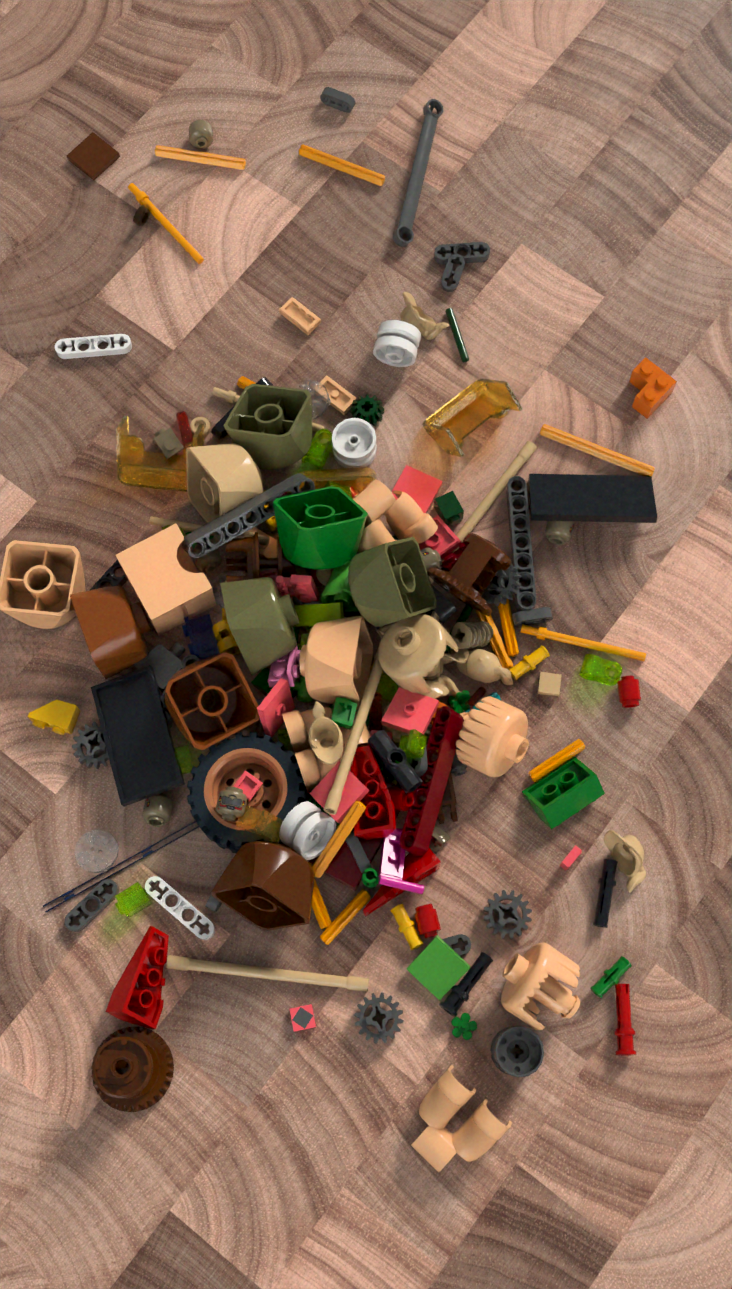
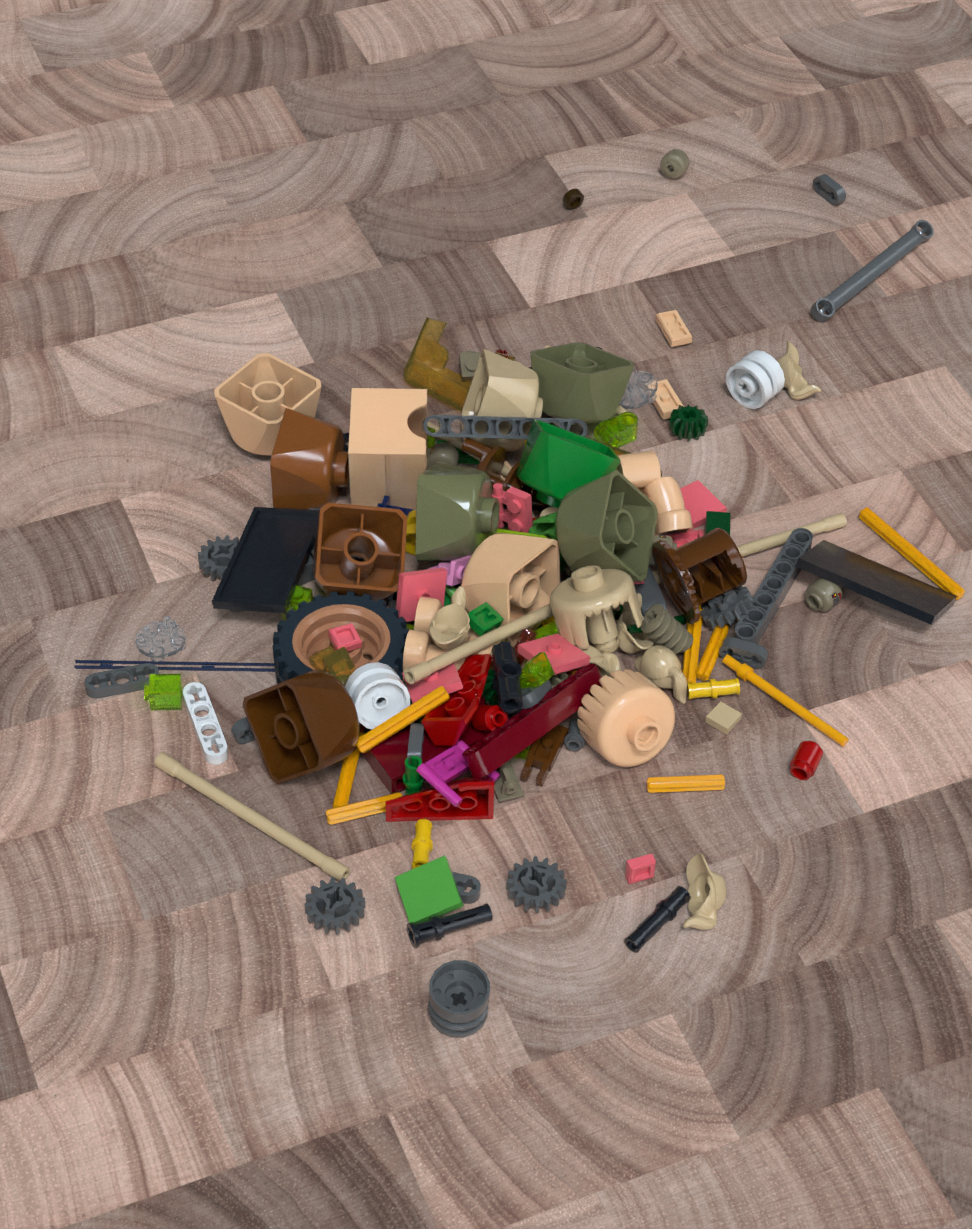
camera: 25 degrees right, 25 degrees down
(56, 715) = (204, 519): yellow slope -> none
(93, 156) = (560, 144): reddish brown tile -> none
(93, 342) = (433, 266): white beam -> none
(139, 989) = (116, 766): red wedge -> none
(144, 200) = (585, 189): light orange bar -> none
(148, 1071) = (41, 814): reddish brown piece -> none
(157, 810) = (244, 632): dark tan head -> none
(200, 157) = (662, 181): light orange axle -> none
(231, 803) = (317, 636): dark tan head -> none
(302, 1018) = (257, 871): tile -> none
(341, 165) = (799, 238): light orange axle -> none
(354, 443) = (656, 432): white wheel -> none
(427, 921) = (448, 843): red brick -> none
(448, 271) = (851, 352): dark grey beam -> none
(457, 335) = (825, 406): dark green piece -> none
(463, 1026) = (419, 962): green plant -> none
(468, 411) = (794, 466): clear yellow windscreen -> none
(470, 1140) = (359, 1054): light nougat piece -> none
(475, 258) = (861, 342): dark grey beam -> none
(537, 977) = (525, 939): light nougat piece -> none
(563, 792) = (673, 812): green slope -> none
(598, 669) = (786, 727): clear neon green piece -> none
(611, 977) = (611, 994): green pin -> none
(624, 1026) = (592, 1049): red pin -> none

